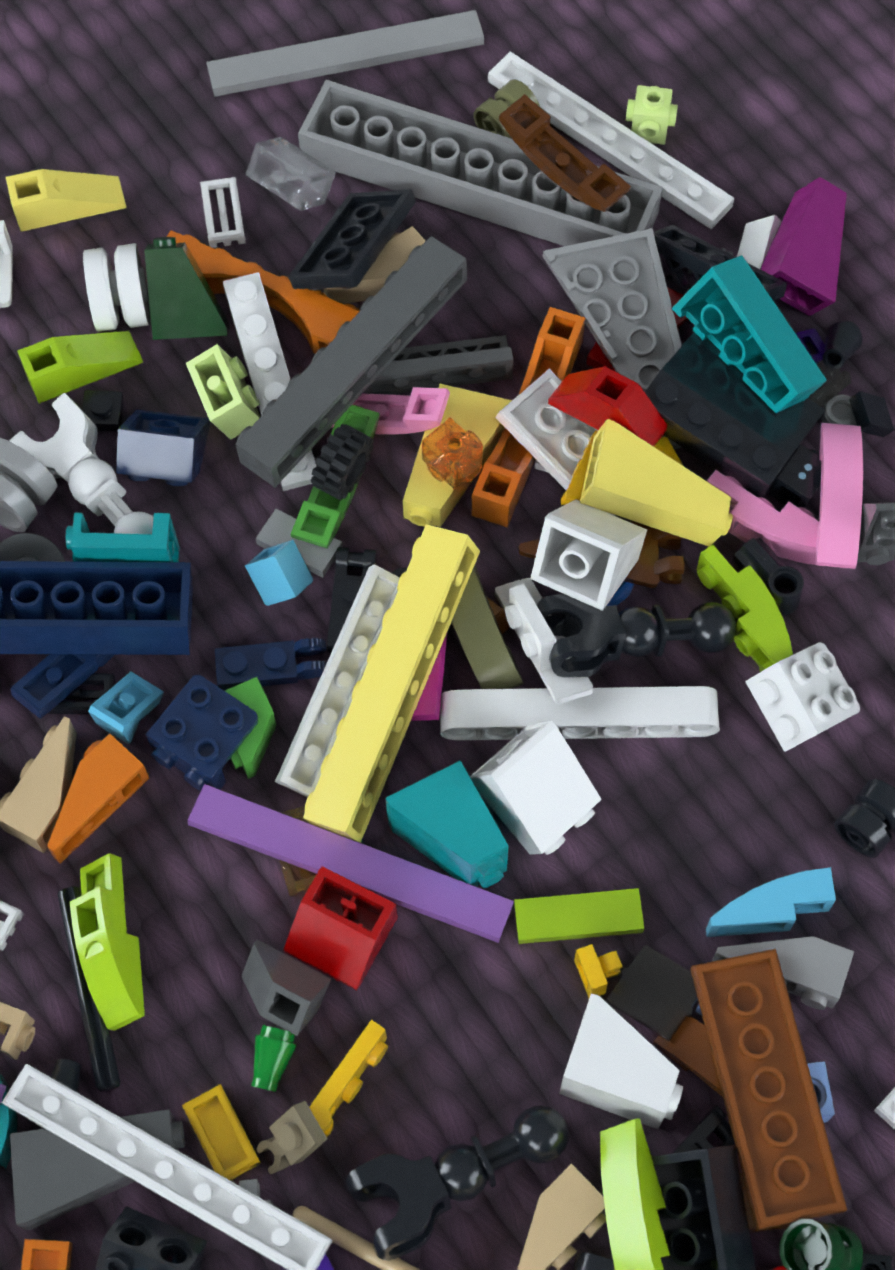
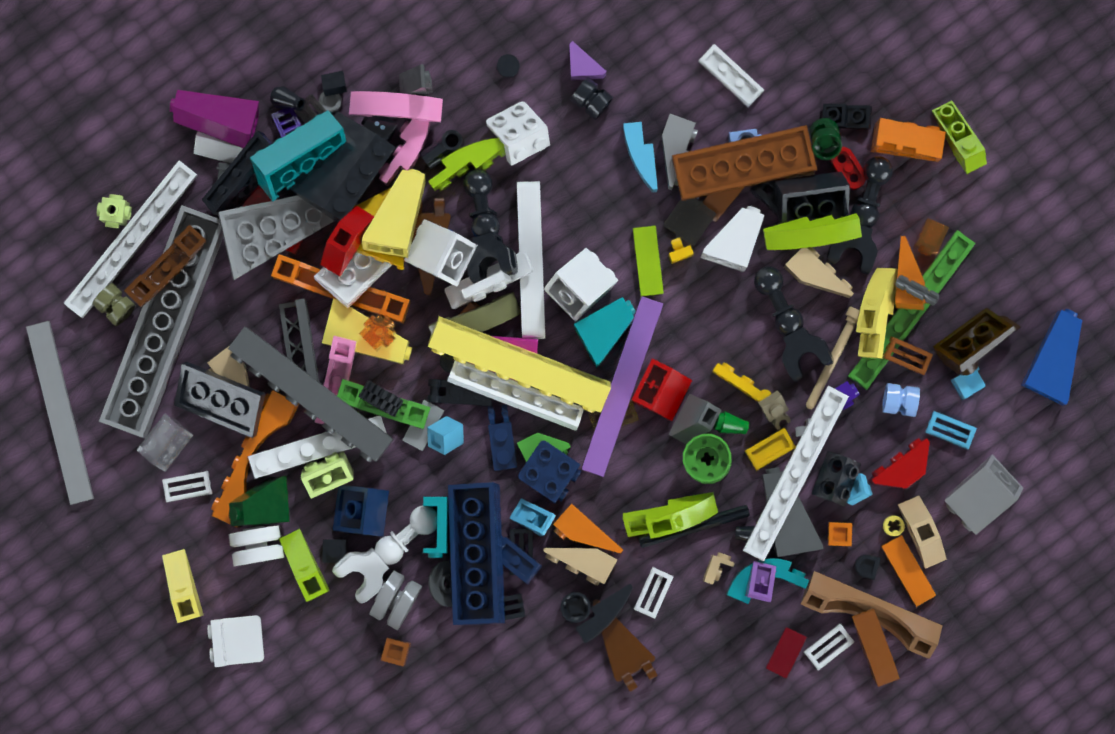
camera: 90 degrees left, 20 degrees up
(200, 982) = (716, 448): none -> bright green wheel

